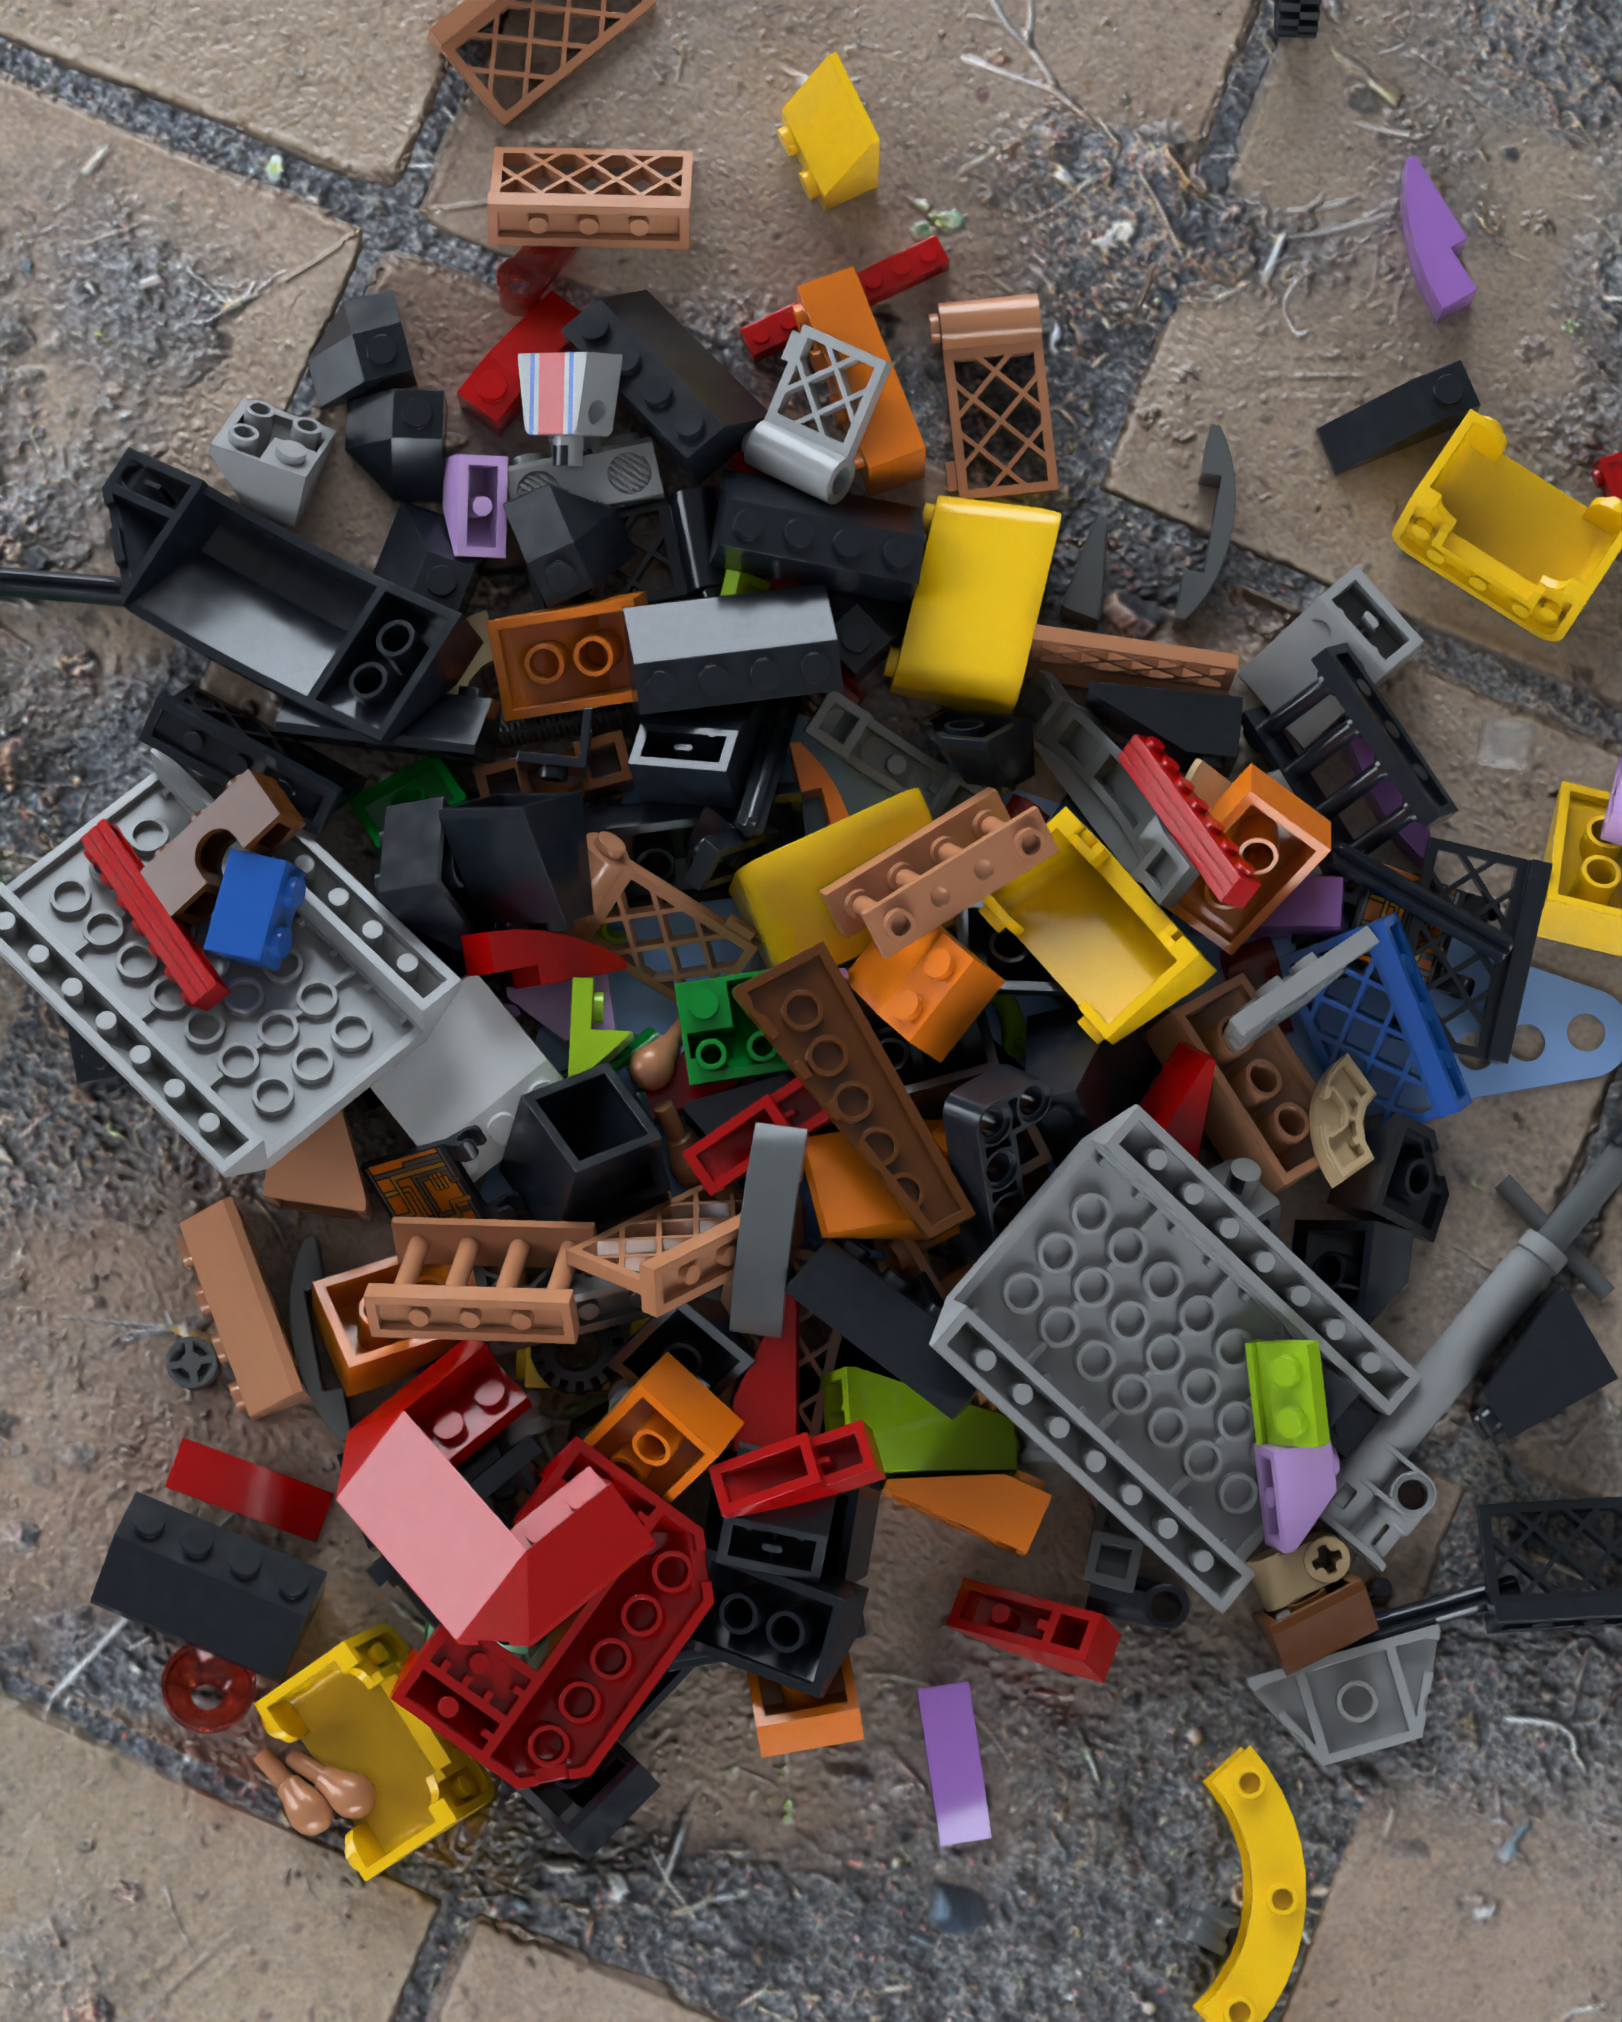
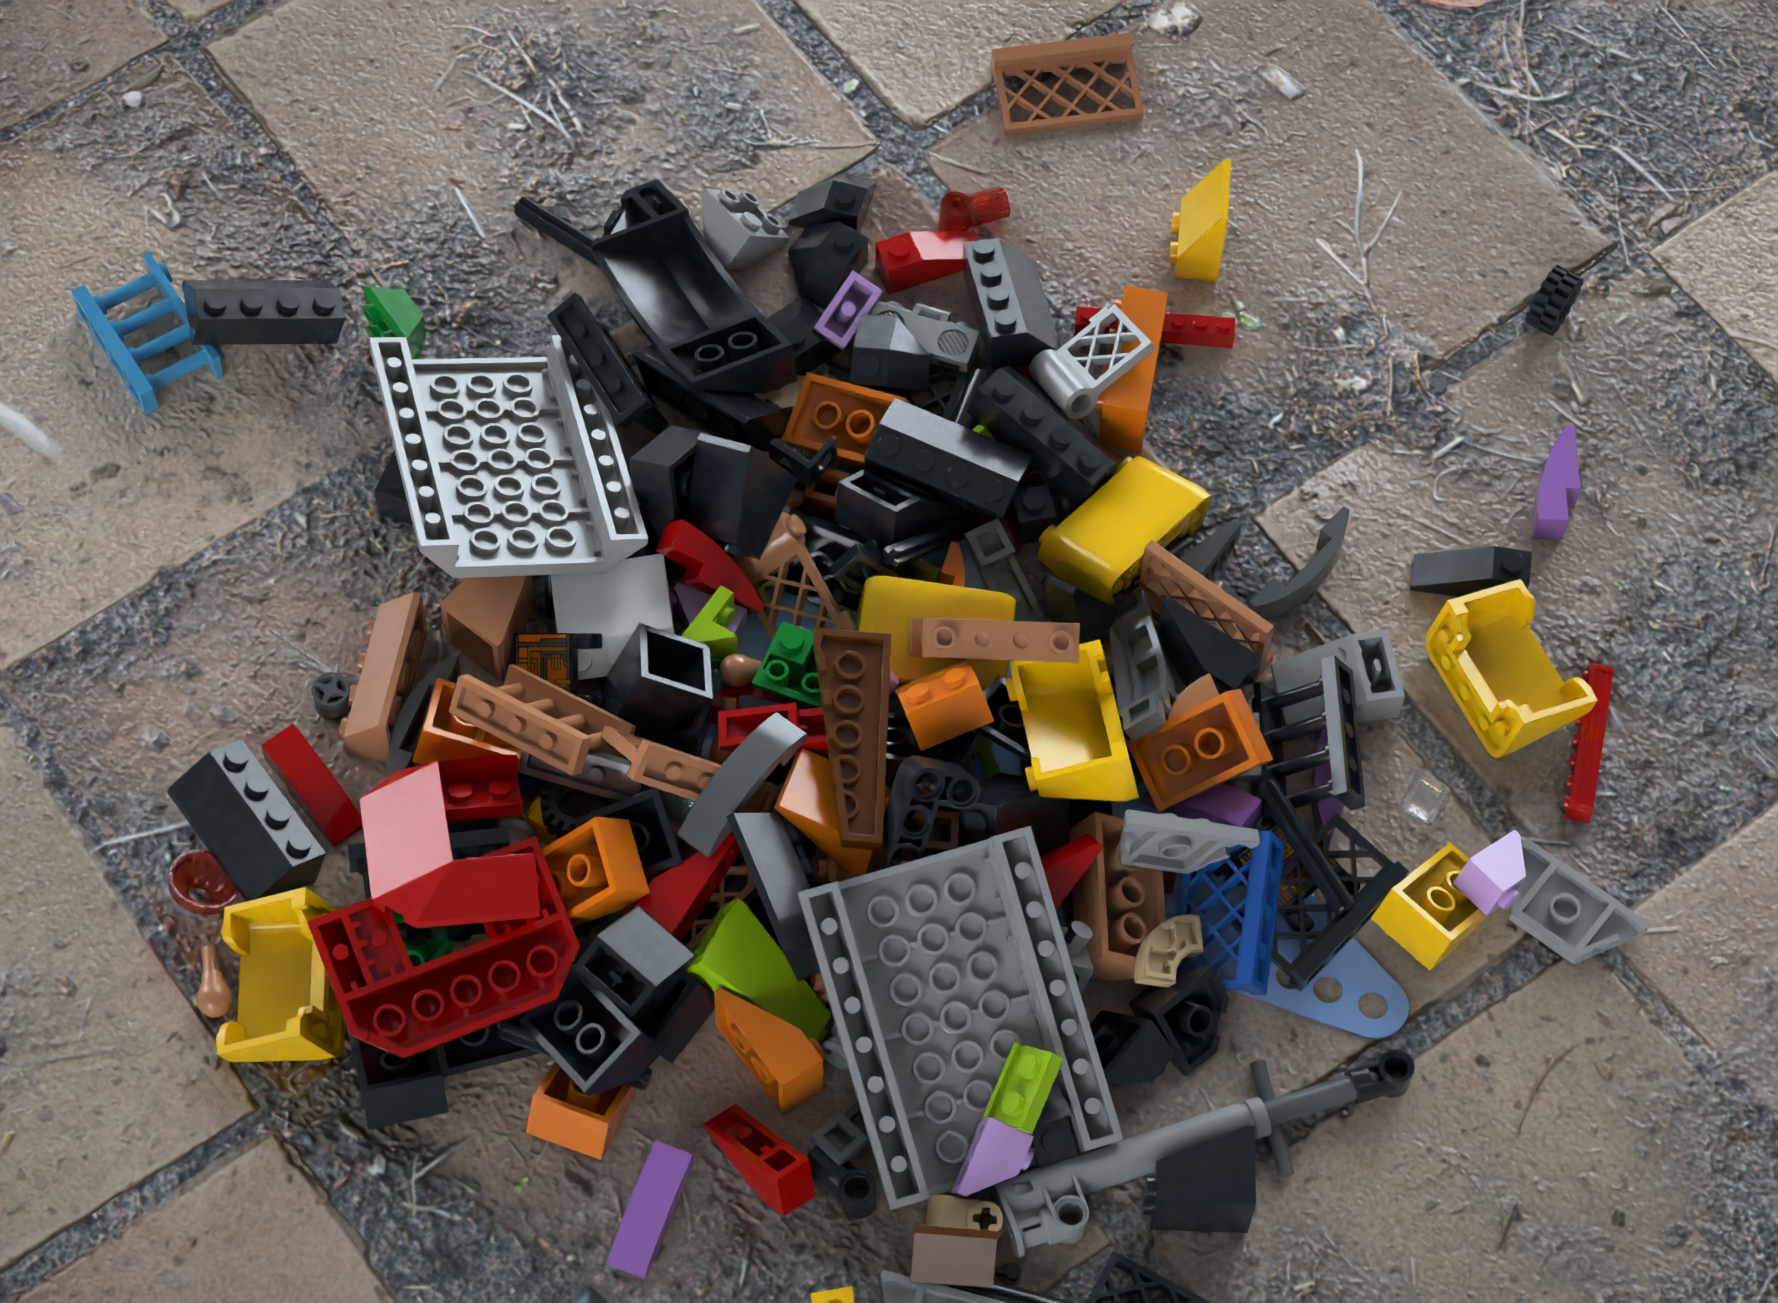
camera: 30 degrees right, 20 degrees down
(167, 936) = (486, 414): red piece -> none
(189, 868) = (527, 398): arch -> none
(255, 910) = (549, 436): blue brick -> none
(346, 1791) = (244, 997): nougat piece -> none
(569, 398) = (942, 275): light grey torso -> none
(589, 216) = (1029, 187): nougat fence -> none
(798, 1470) = (664, 933): red slope -> none
(981, 332) = (1227, 386): nougat piece -> none
(1189, 820) = (1177, 696): red piece -> none

